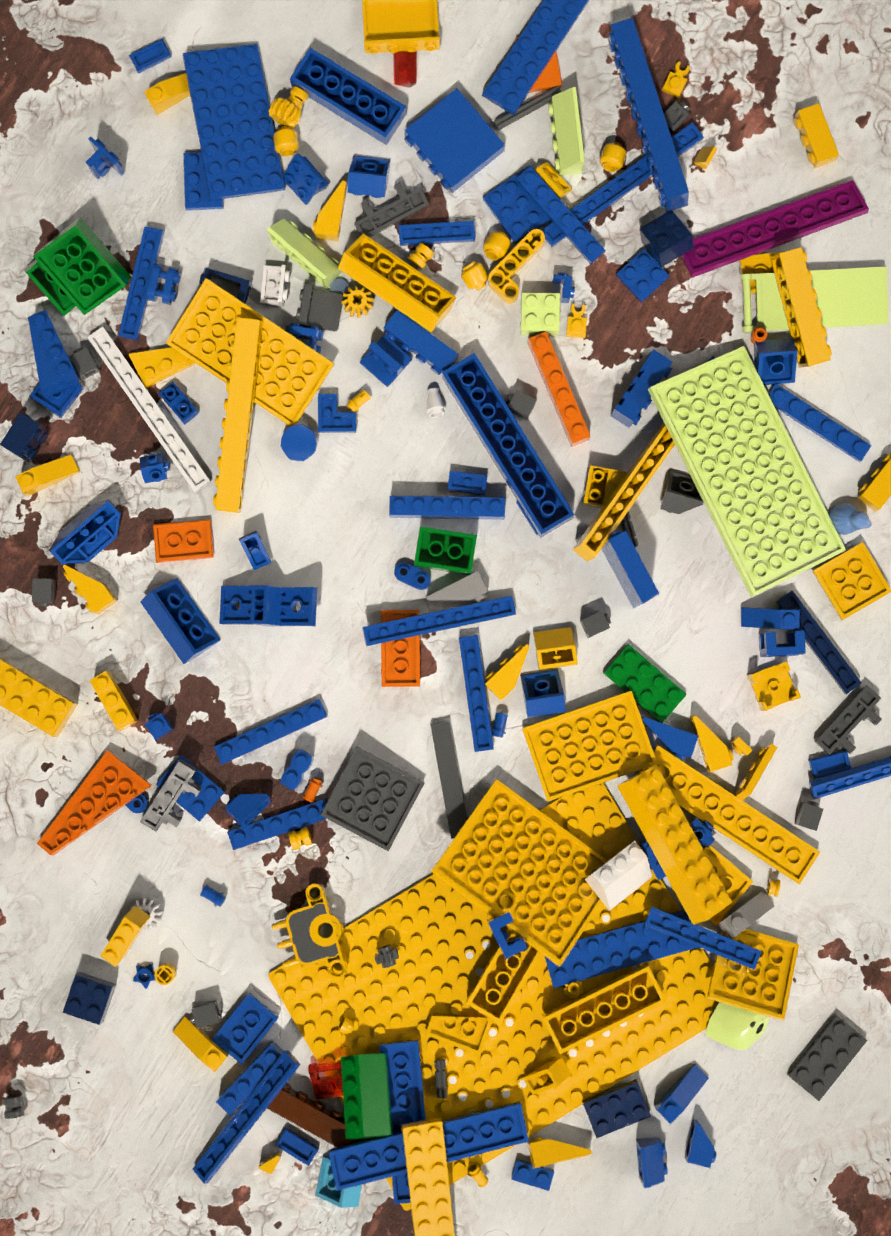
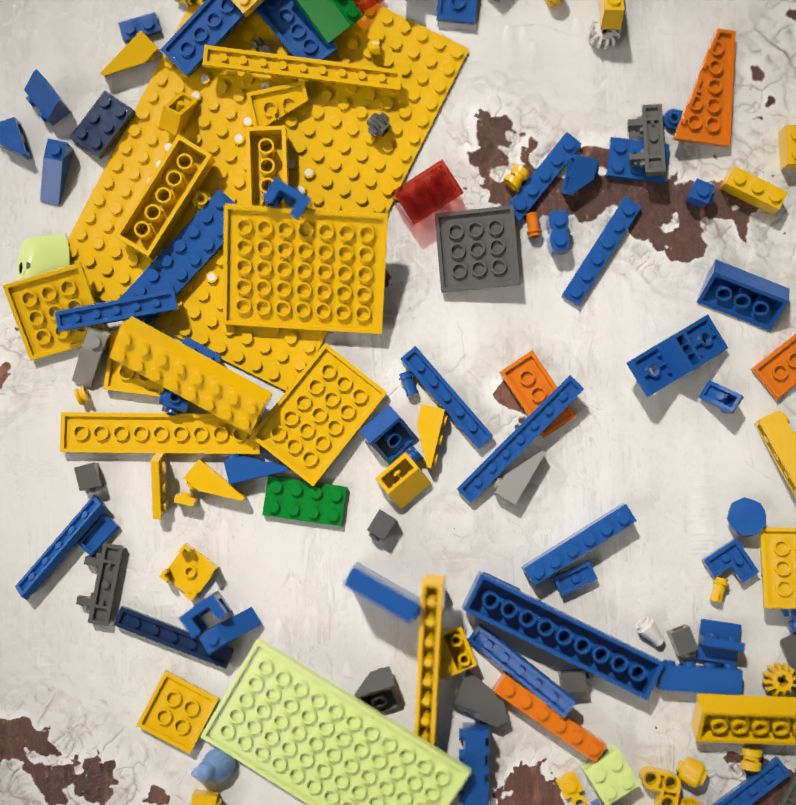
camera: 150 degrees right, 0 degrees up
(213, 896) = (557, 83): blue pin -> none
(306, 938) = (457, 98): piece -> none
(383, 871) = (427, 193): none -> clear red brick
(412, 575) = (569, 465): blue plate -> none
(414, 379) = (682, 640): none -> dark grey brick
(420, 1045) = (302, 68): none -> yellow plate
(445, 550) = (555, 504): green brick -> none
(449, 776) = (423, 311): dark grey tile -> none
(532, 663) = (414, 455): none -> blue bush
(557, 438) = (522, 670): none -> blue plate
(605, 435) = (480, 701): none -> dark grey panel
(620, 875) = (221, 318): white slope -> none
(628, 527) = (404, 628): dark grey axle -> none

